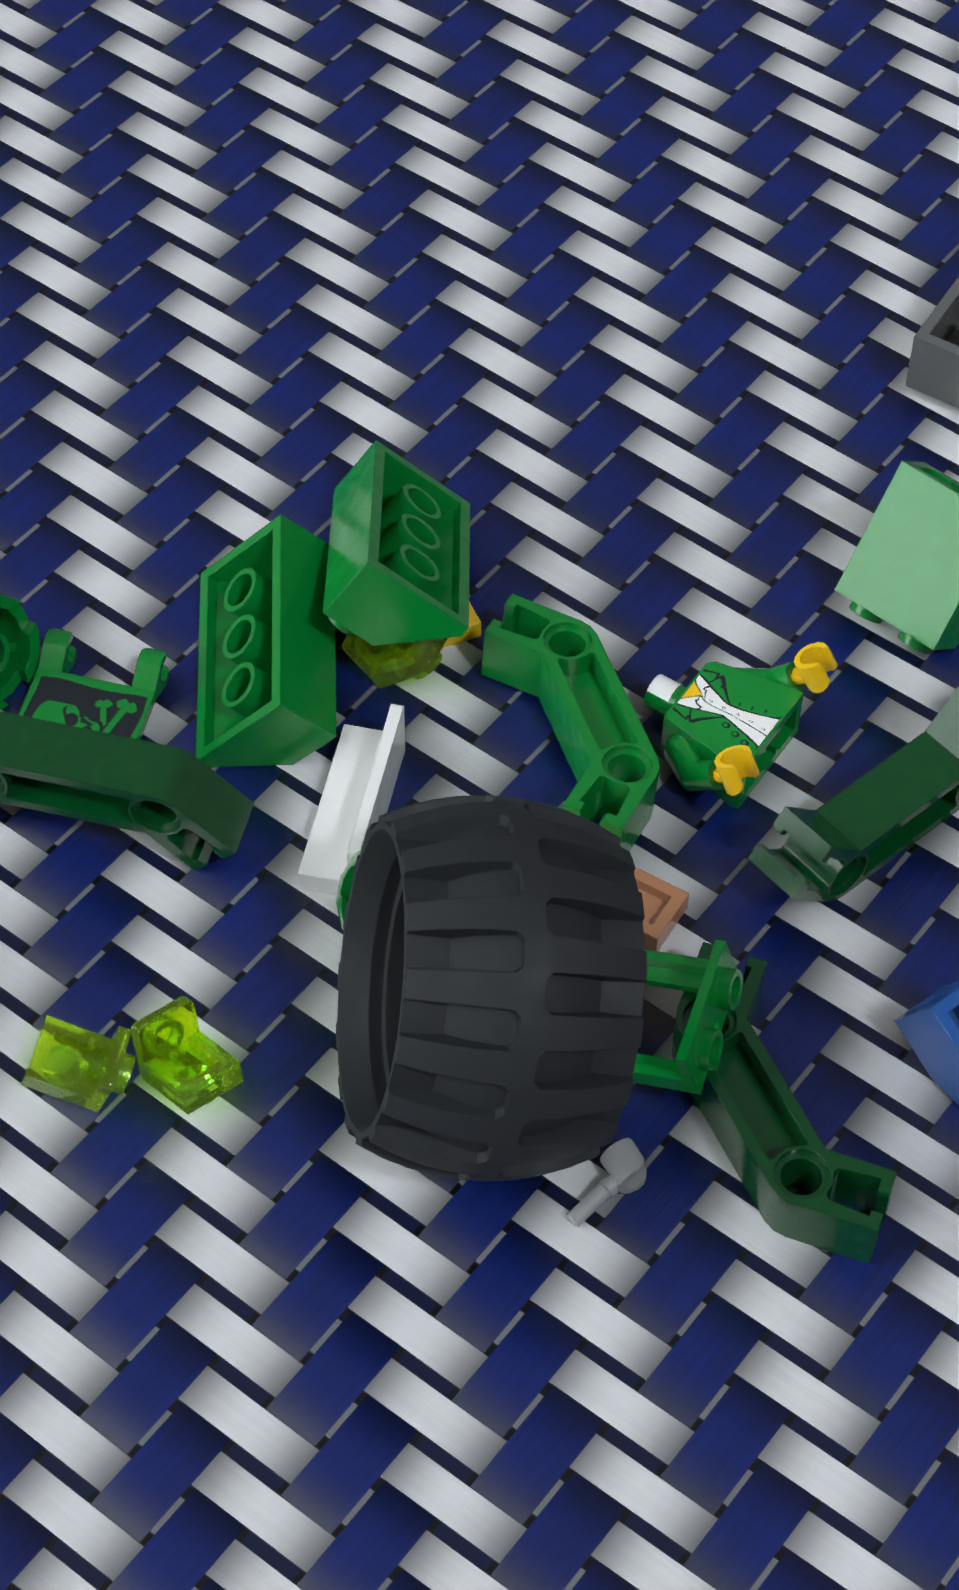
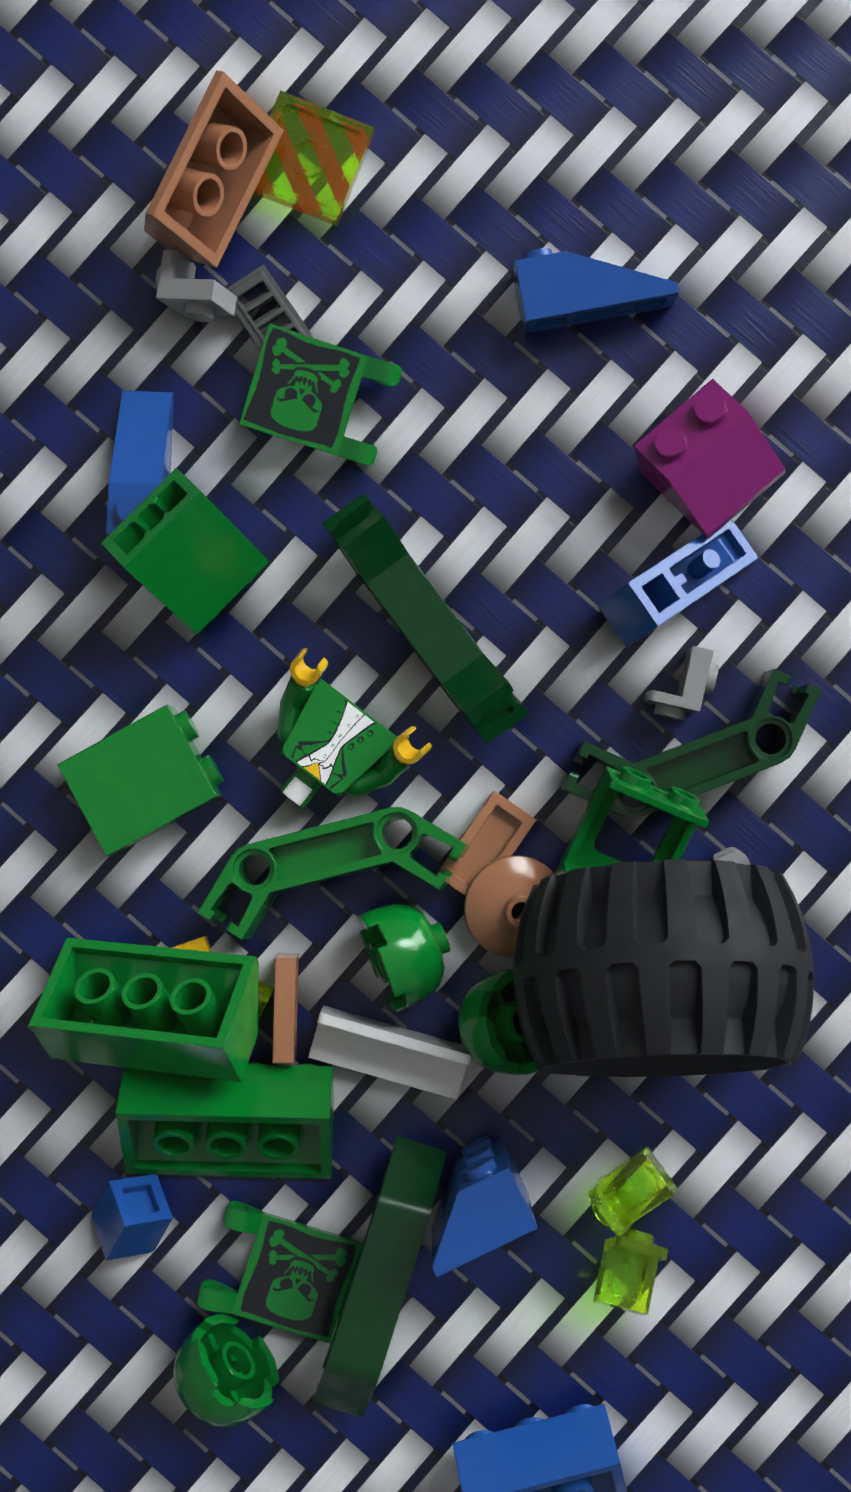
camera: 85 degrees left, 35 degrees up
(153, 568) = (131, 1216): none -> blue panel
(181, 854) = (480, 1206): none -> blue slope
(426, 693) = (285, 1008): none -> nougat tile
(479, 767) = (404, 952): none -> green cylinder
(658, 554) = (142, 779): none -> green brick
(858, 1097) = (696, 679): none -> light grey bracket

